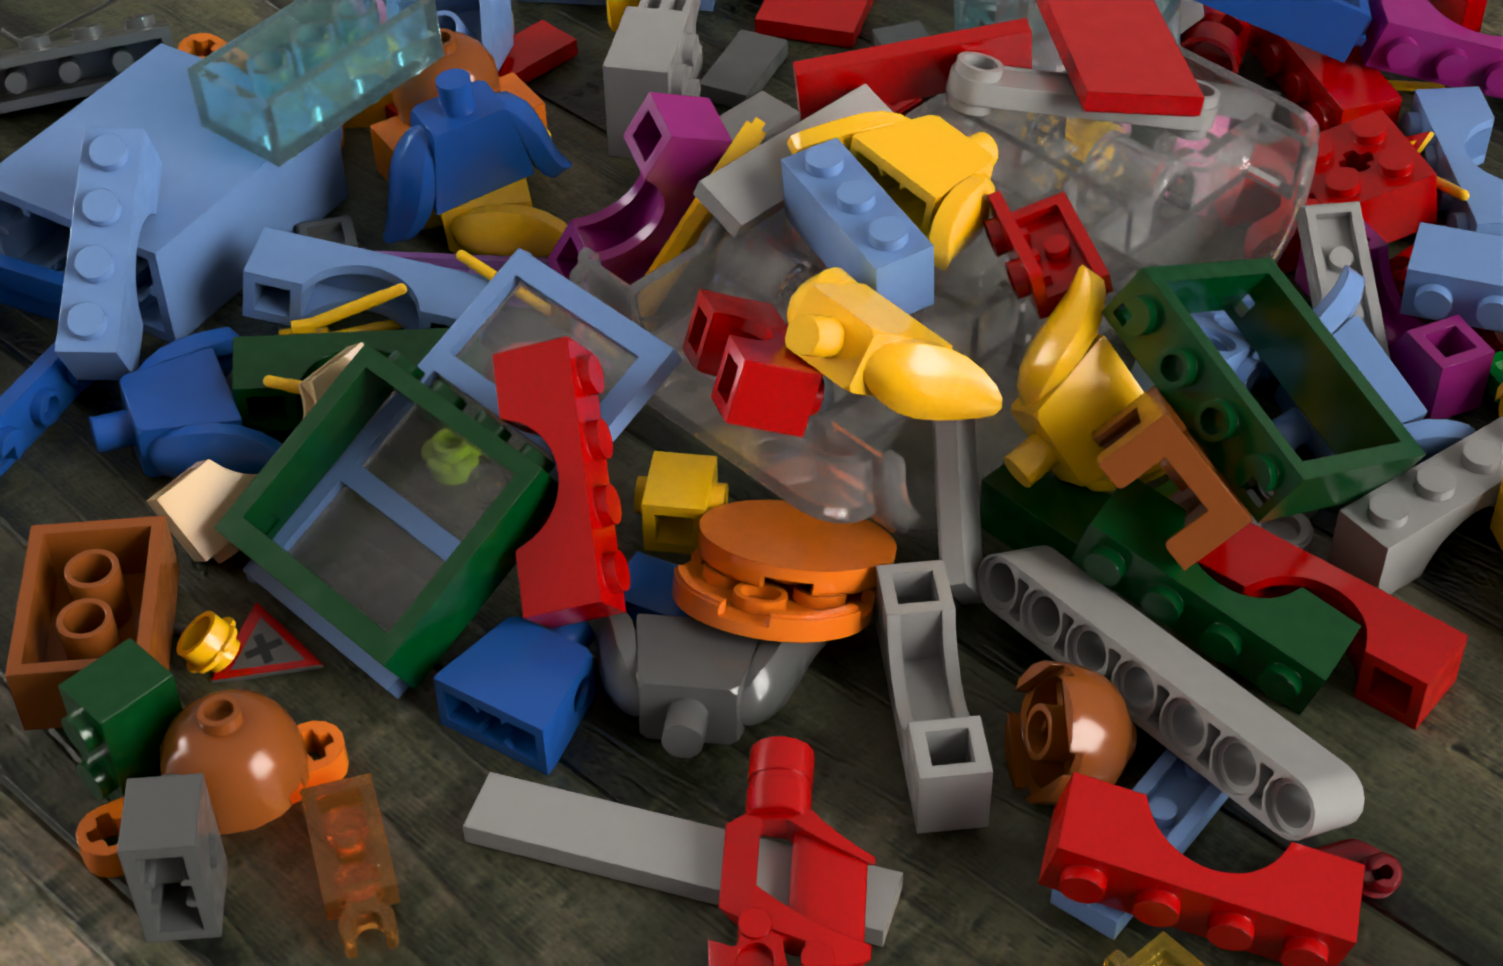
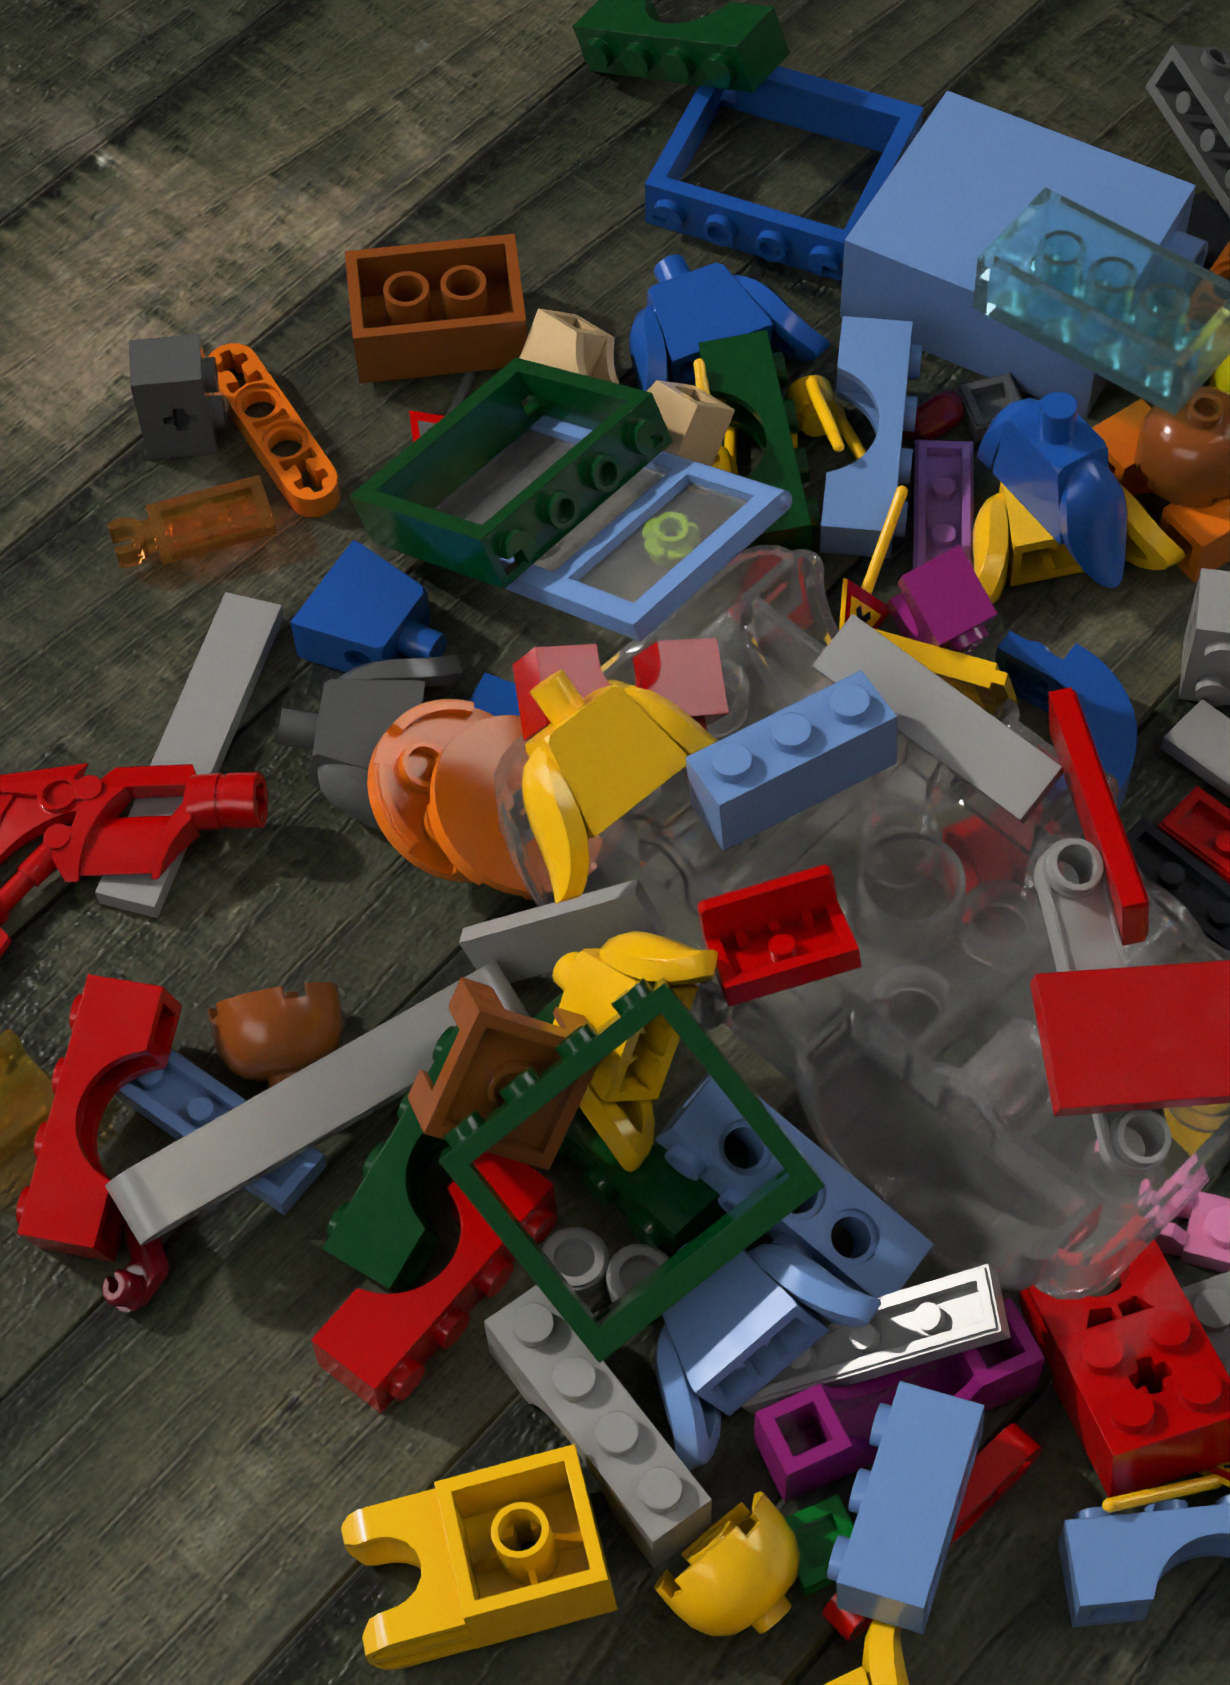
camera: 90 degrees right, 15 degrees up
(99, 301) = (895, 181): medium blue arch -> none
(119, 717) = (308, 345): dark green brick -> none
(208, 643) = (429, 394): yellow plate -> none
(245, 751) = (273, 420): dark orange cylinder -> none
(574, 562) = (560, 547): red arch -> none
(925, 169) = (885, 818): yellow torso -> none
(938, 739) = (260, 930): light grey arch -> none

